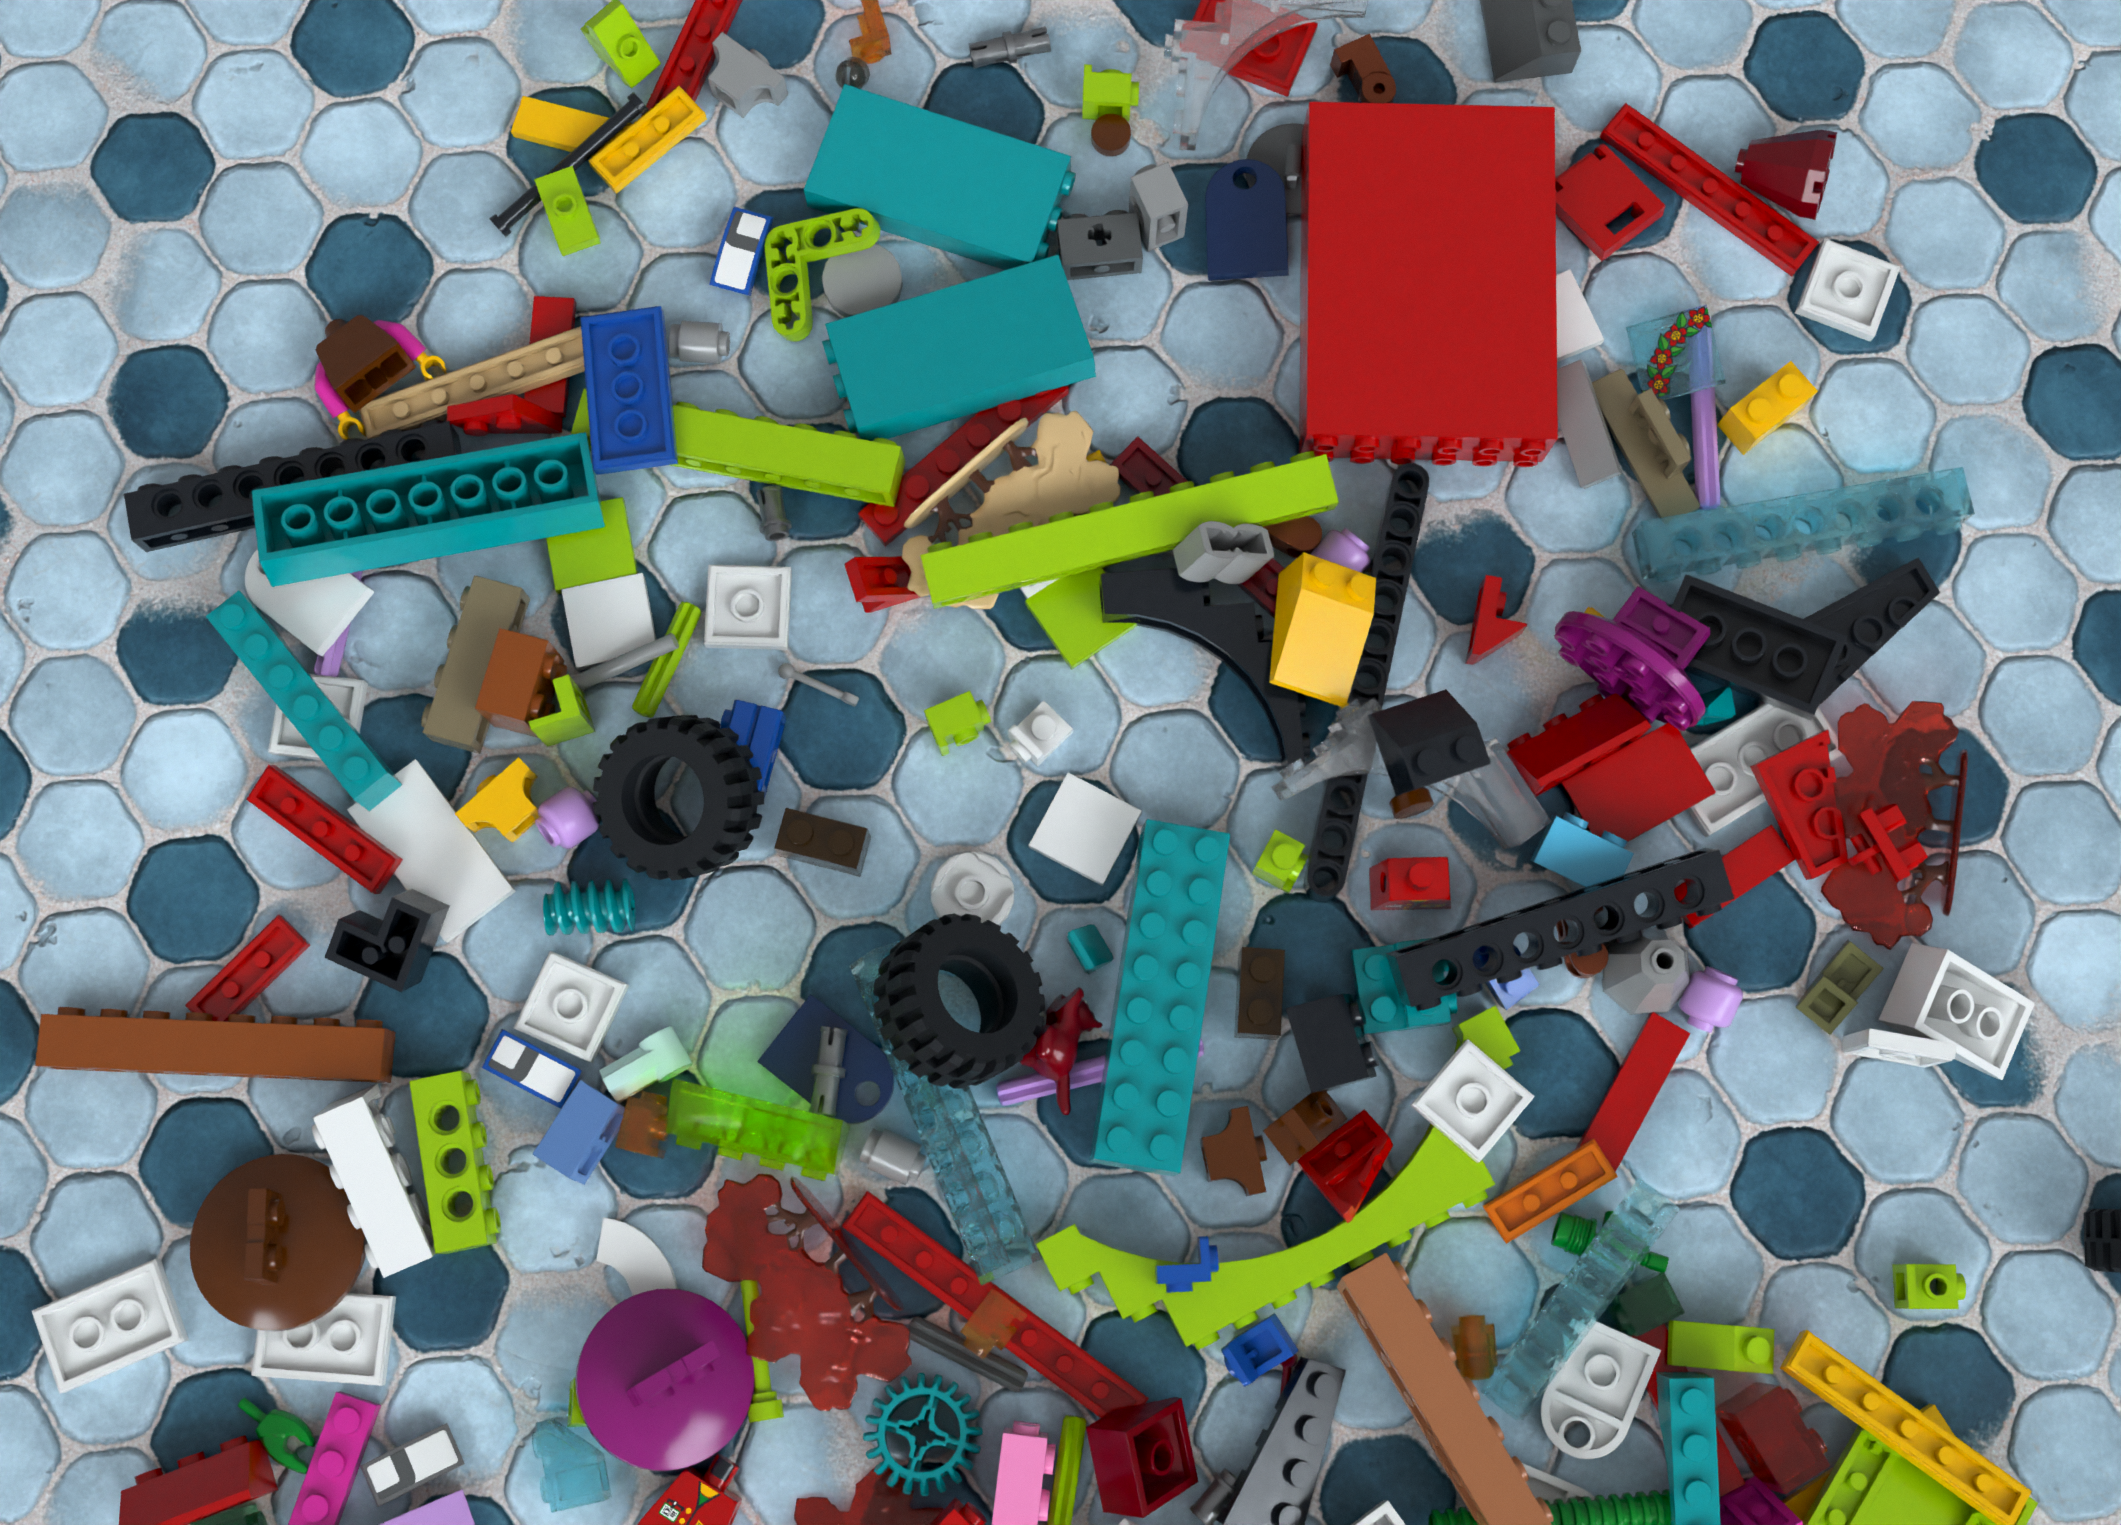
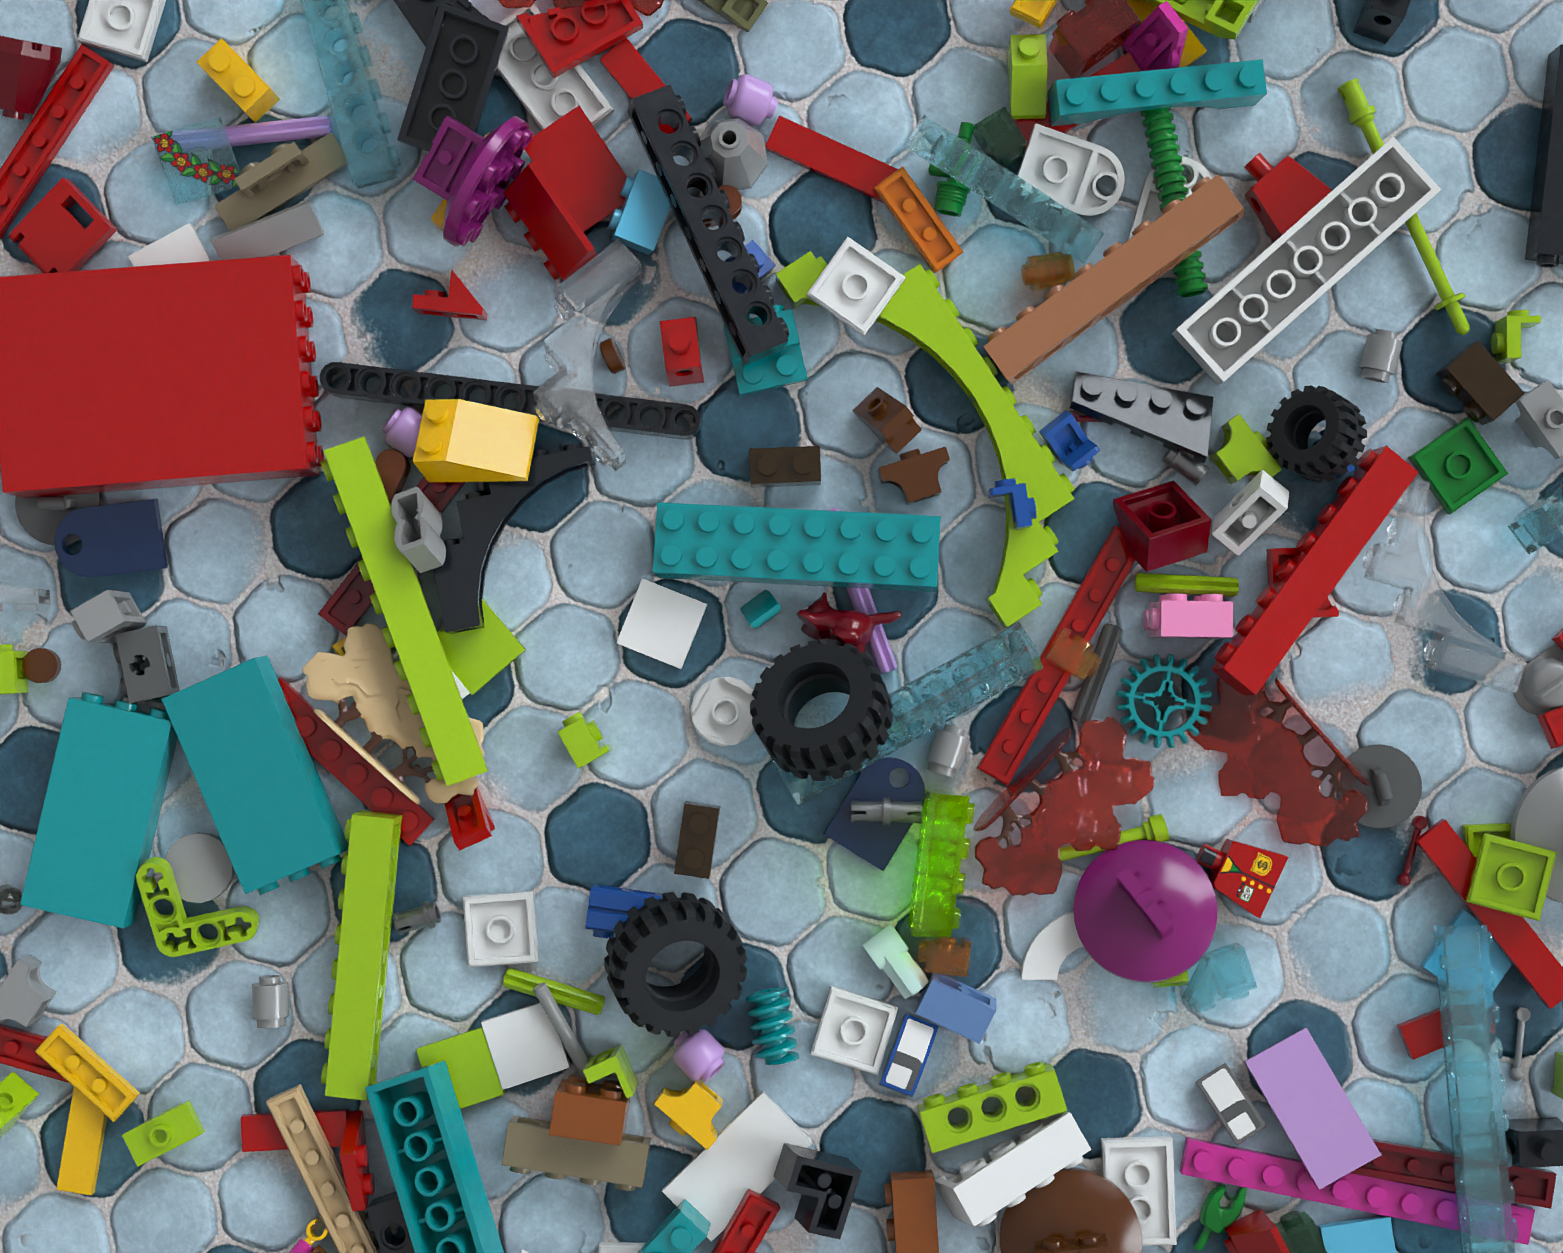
camera: 90 degrees left, 10 degrees up
(575, 159) = (114, 1135): black bar -> none
(628, 390) = (323, 1056): blue tile -> none
(741, 251) = (182, 976): slope -> none
(787, 671) = (553, 888): light grey hinge -> none
(1038, 734) = (586, 670): white bracket -> none
(1281, 861) = (673, 459): lime brick -> none
(1332, 1042) = (820, 403): black slope -> none
(1348, 1163) = (914, 382): red wing -> none
(1427, 741) = (566, 344): black slope -> none
(1718, 706) = (502, 108): teal slope -> none

